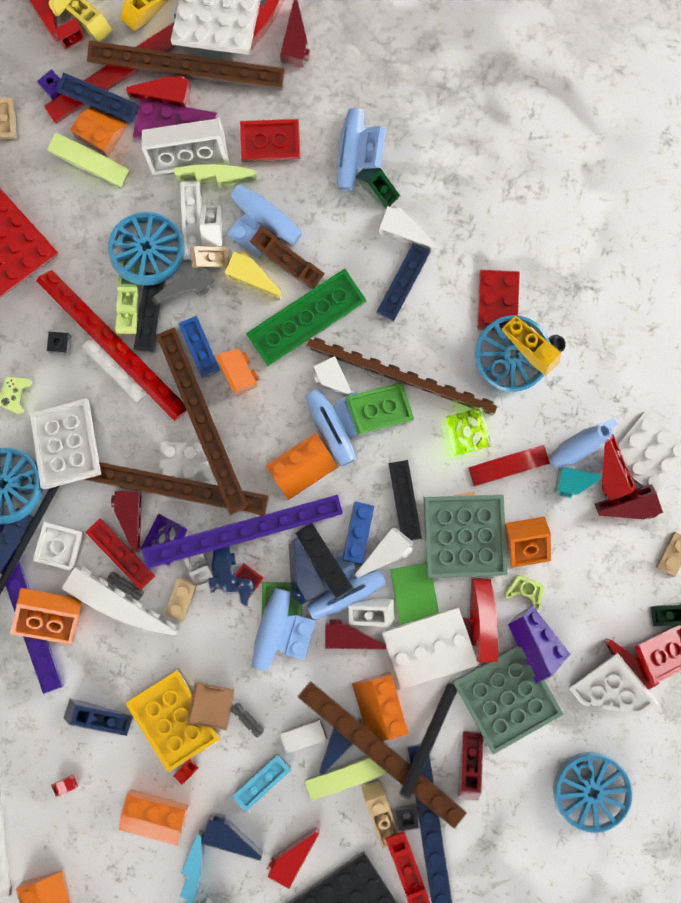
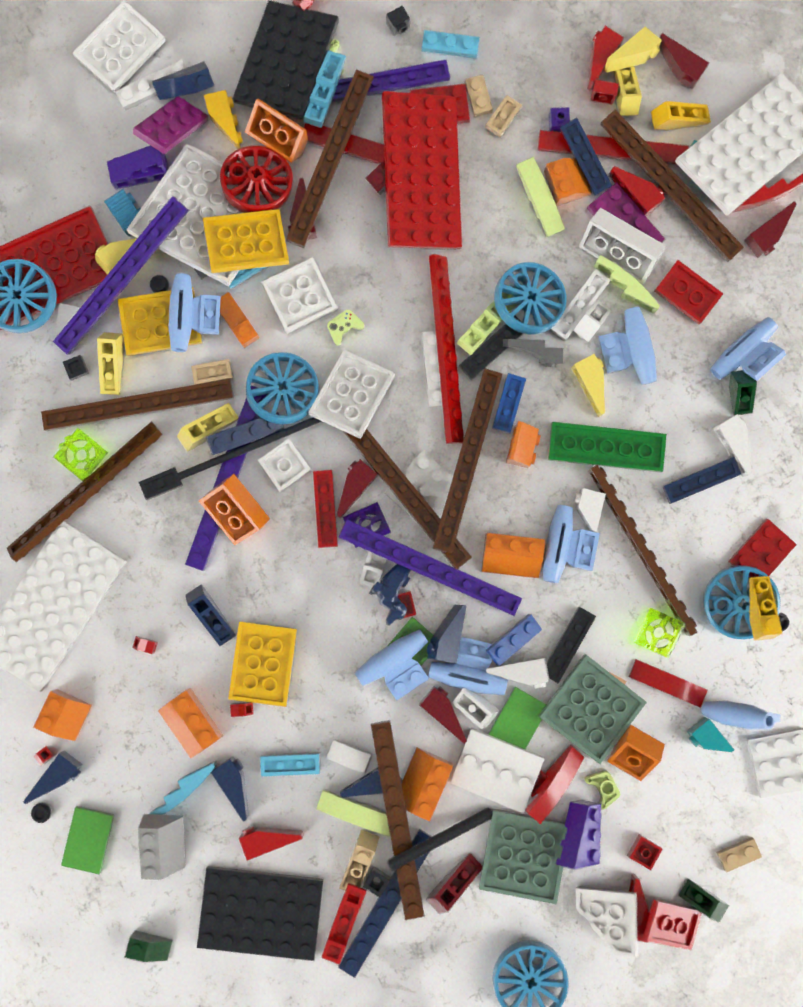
camera: 40 degrees right, 0 degrees up
(64, 346) = (406, 321): black plate -> none
(114, 602) = (291, 541): white slope -> none
(125, 586) = (309, 535): dark grey axle -> none
(180, 599) = (342, 579): tan plate -> none
(209, 257) = (572, 343): tan plate -> none
(210, 706) = (299, 676): medium nougat piece -> none
(247, 720) = (317, 709): dark grey axle -> none
(286, 258) = (628, 391): reddish brown slope -> none
(324, 561) = (472, 640): black plate -> none
(379, 408) = (606, 560): bright green tile -> none
(599, 614) = (644, 852): none -> red piece
(615, 475) = (745, 758): red slope -> none
(638, 505) = (740, 792): dark red slope -> none

